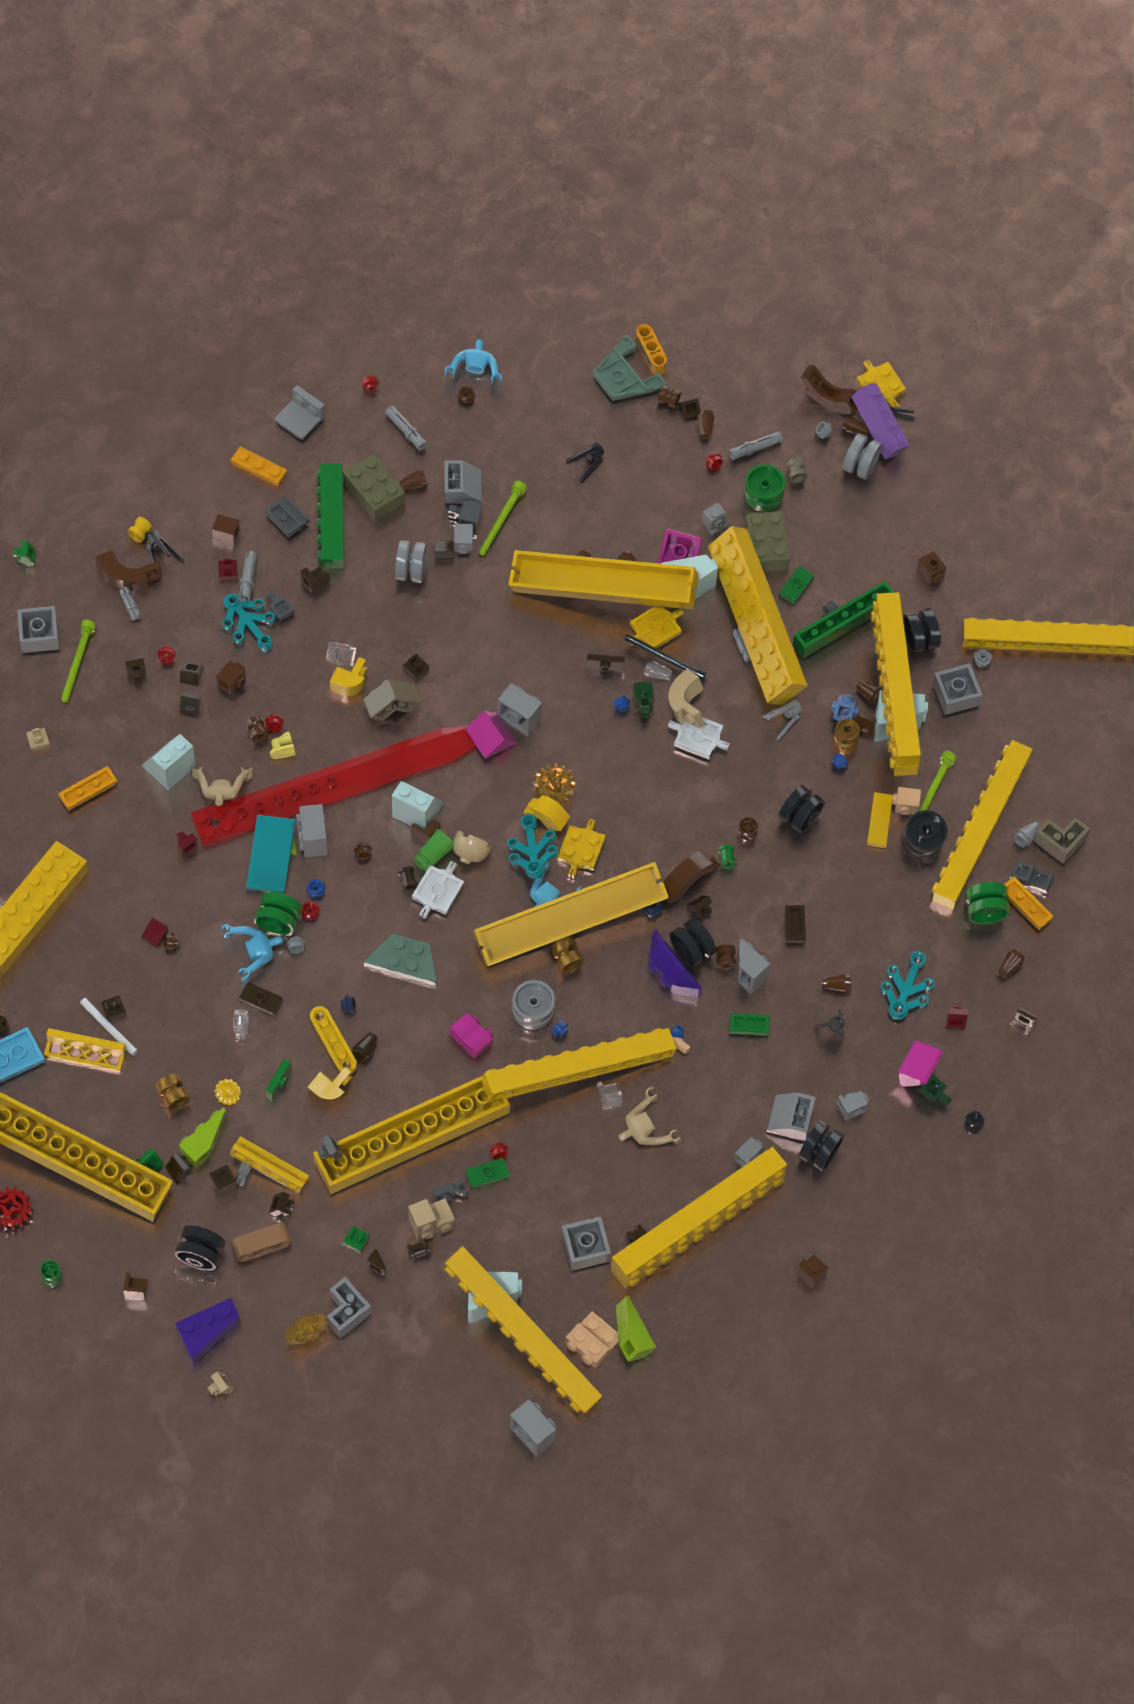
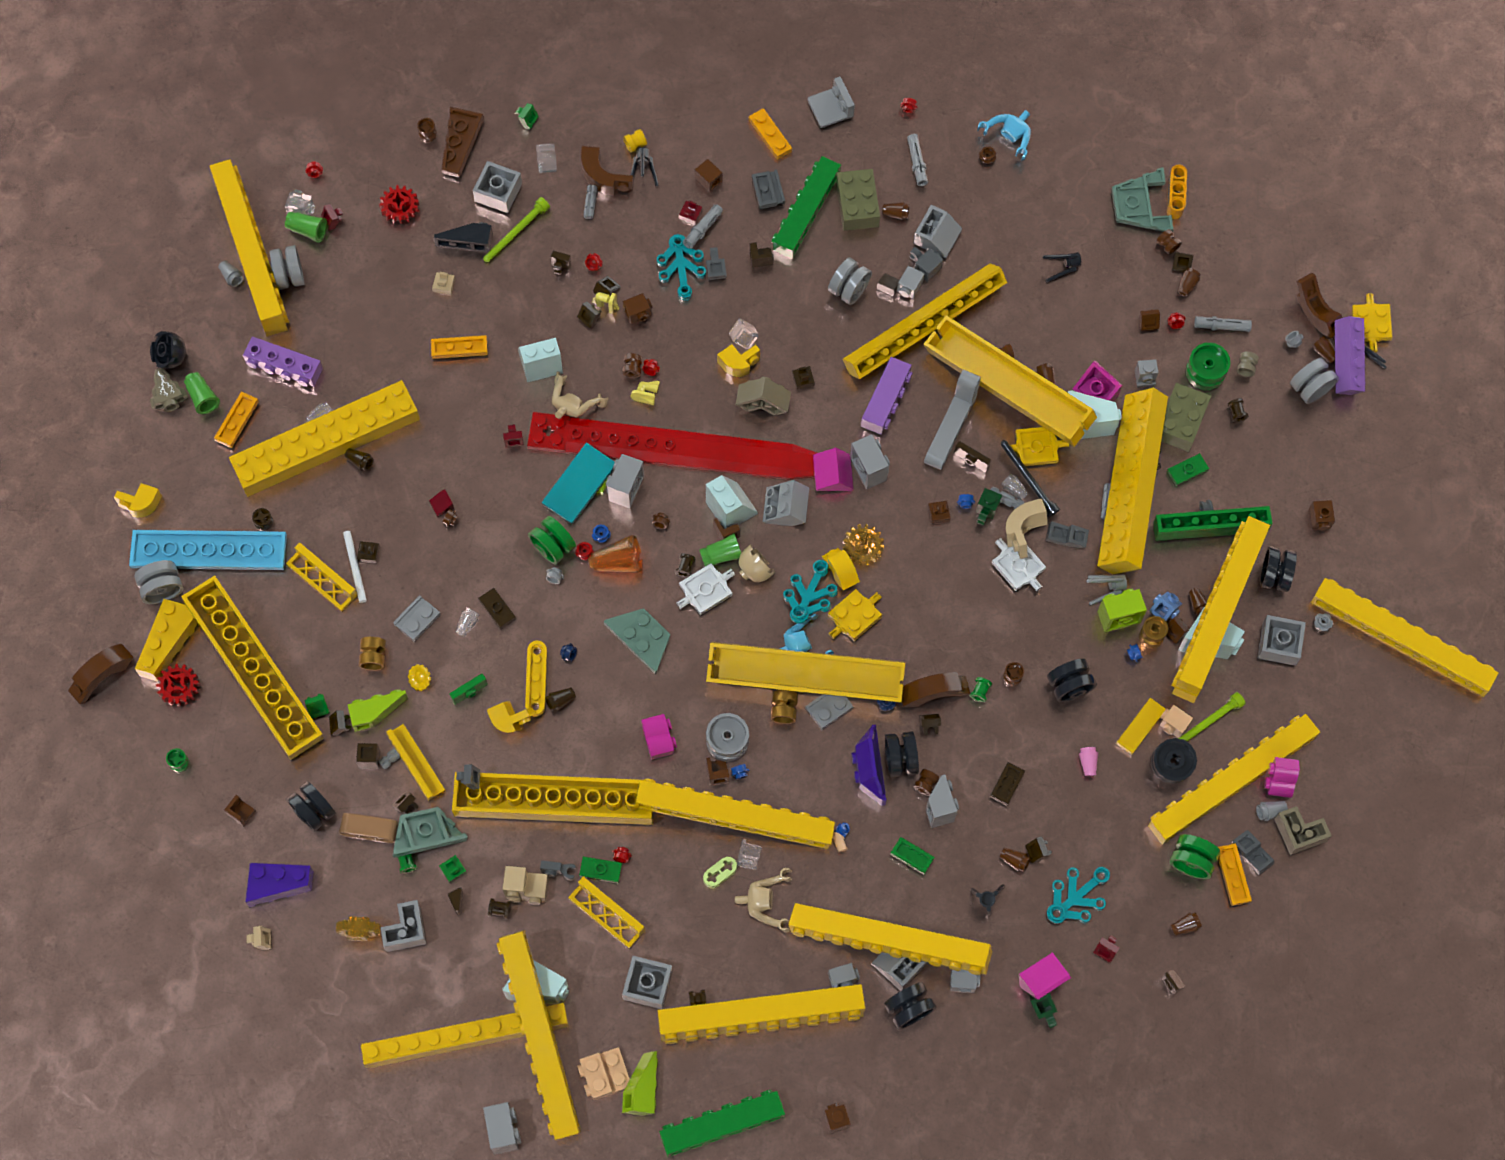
camera: 30 degrees right, 5 degrees up
(39, 686) = (467, 237): none -> black slope
(56, 930) = (360, 459): none -> dark brown cone
(65, 583) = (546, 158): none -> clear panel
(193, 682) = (600, 298): none -> light yellow piece
(193, 1043) = (417, 618): none -> light grey plate
(258, 947) = (519, 562): medium azure piece -> none
(311, 1252) = (406, 864): none -> green bush
(314, 1218) = (425, 831): none -> sand green wing
(344, 900) = (618, 557): none -> clear orange cone
(443, 1378) = (452, 1038): none -> yellow brick
(466, 782) = (786, 504): none -> light grey slope
(496, 565) = (924, 321): none -> yellow brick
(500, 647) = (886, 395): none -> medium lavender brick
(517, 1198) = (612, 907): none -> yellow fence
(518, 489) = (984, 260): lime piece -> none
(540, 1039) = (717, 771): none -> reddish brown panel
(571, 637) = (964, 398): none -> light grey beam
(589, 1120) = (723, 876): none -> yellowish green beam
(603, 724) = (939, 511): none -> reddish brown tile
(605, 938) = (828, 709): none -> light grey plate
(659, 685) = (1008, 499): none -> light grey axle
(691, 471) = (1149, 320): none -> reddish brown tile
(717, 1326) = (722, 1123): none -> green brick
(728, 690) = (1068, 536): none -> dark grey slope
(773, 1098) = (891, 939): none -> yellow brick
(809, 729) = (1121, 610): none -> lime brick
(810, 513) = (1238, 410): none -> dark brown bush
(852, 965) = (1037, 849): none -> dark brown tile
(853, 870) = (1089, 760): none -> bright pink cone
(978, 1117) = (1068, 1050): black plate -> none
(1022, 801) = (1282, 777): none -> dark pink brick

